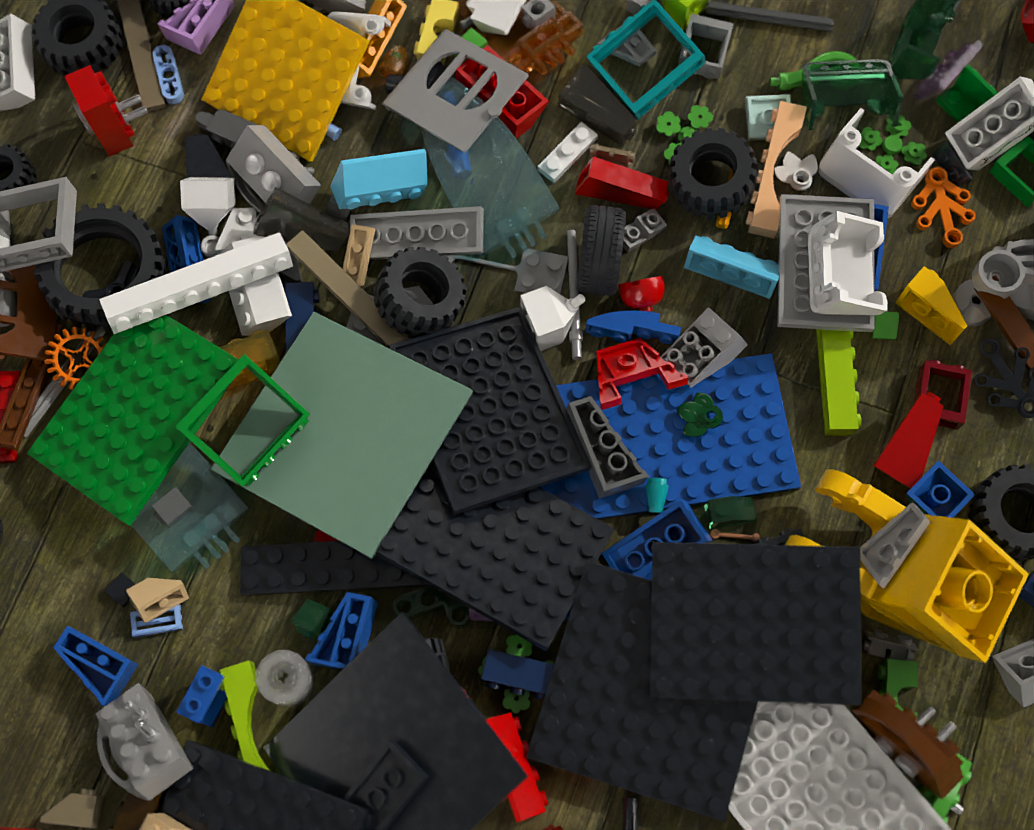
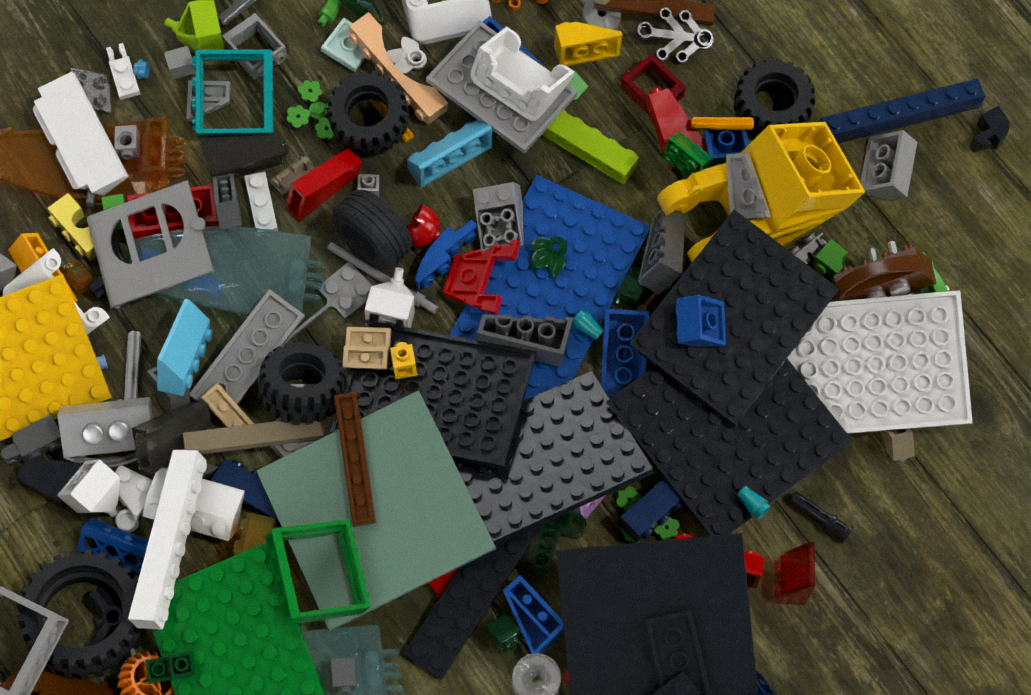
camera: 60 degrees left, 5 degrees down
(89, 363) = (170, 667): none -> dark green slope
(353, 153) = (132, 365): none -> light grey axle
(373, 382) = (355, 459): none -> reddish brown tile
(490, 323) = (367, 348): none -> tan slope
(495, 365) = (403, 360): none -> yellow brick
(536, 119) = (227, 202): none -> dark grey brick
(586, 765) = (755, 504): none -> teal cone
(719, 593) = (700, 321): none -> blue slope
(778, 514) = (663, 252): none -> dark grey wedge
(890, 468) = (686, 155): none -> green slope
(951, 480) = (722, 123): none -> light orange axle

